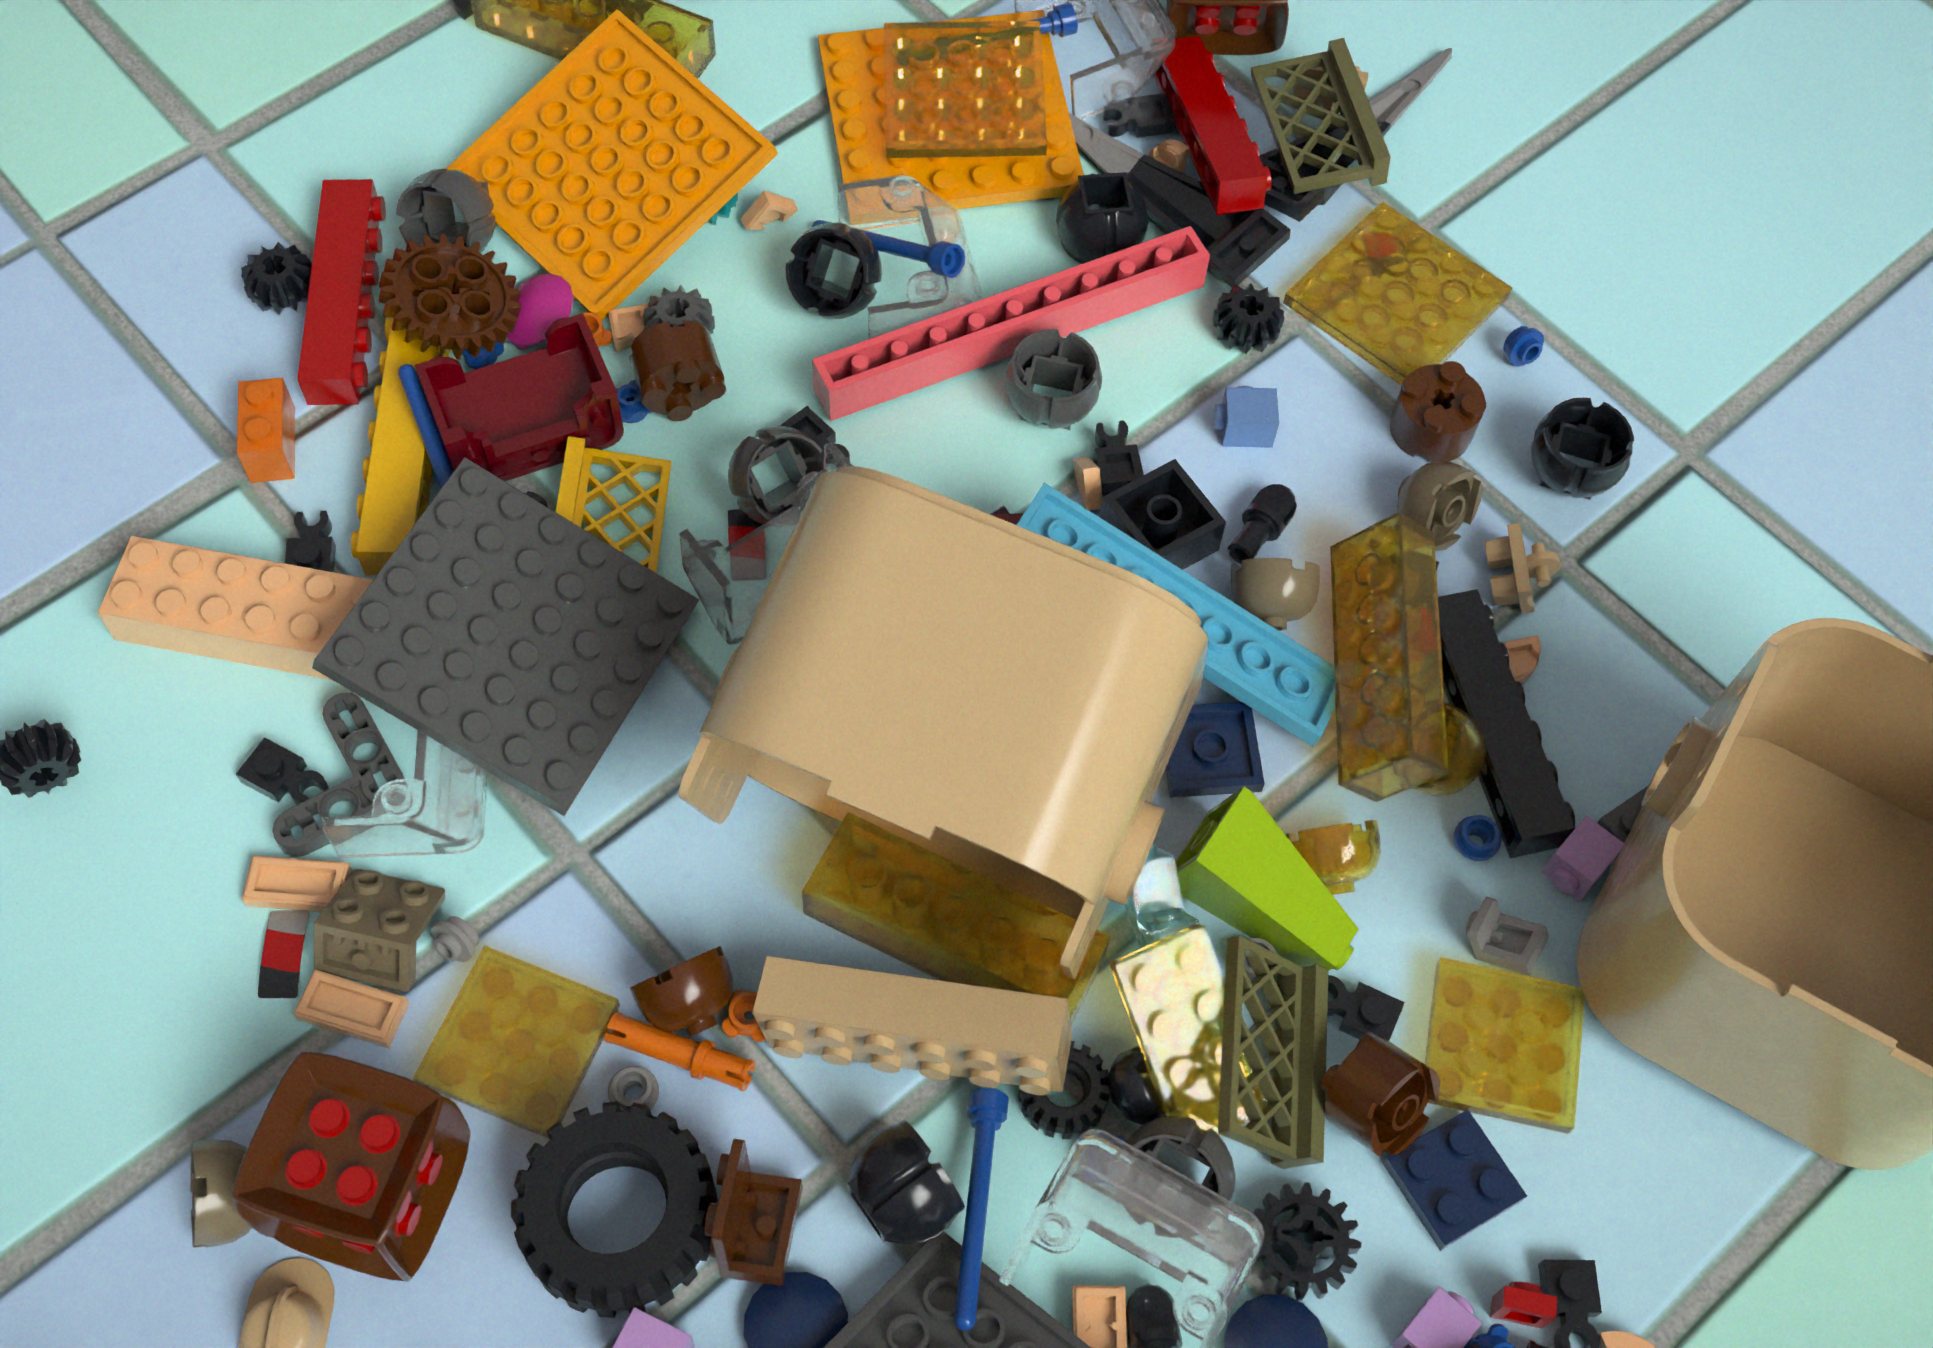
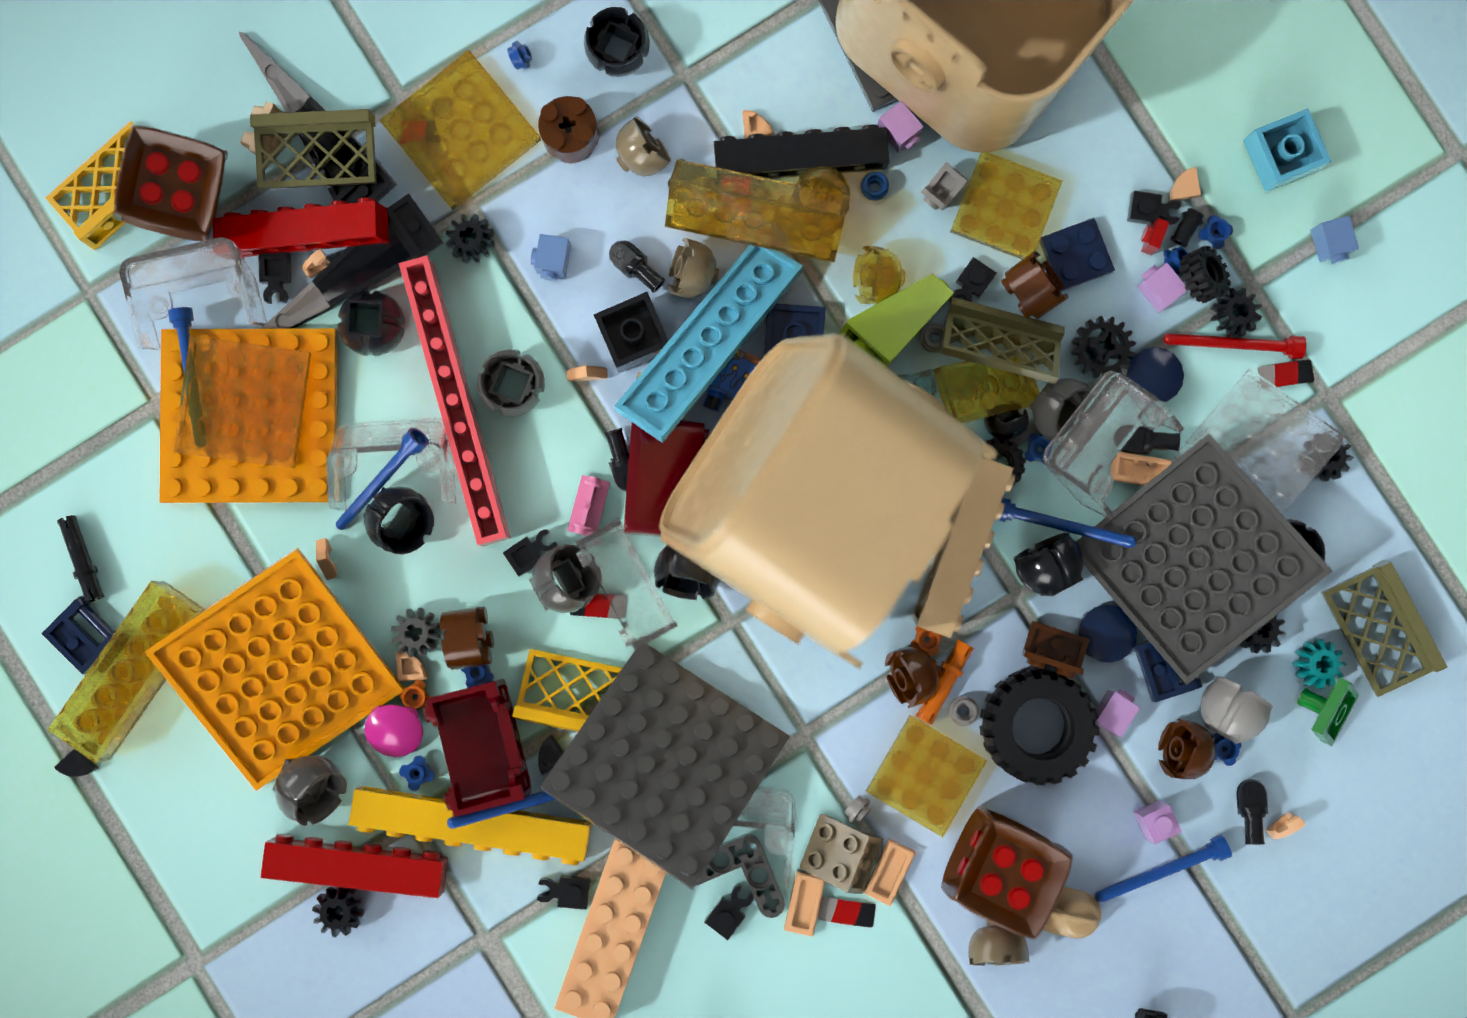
camera: 80 degrees left, 25 degrees up
(266, 430) = (470, 920): orange brick -> none
(461, 287) = (360, 793): reddish brown gear -> none
(1117, 461) = (576, 351): black plate -> none
(1510, 551) = (681, 109): tan hips -> none

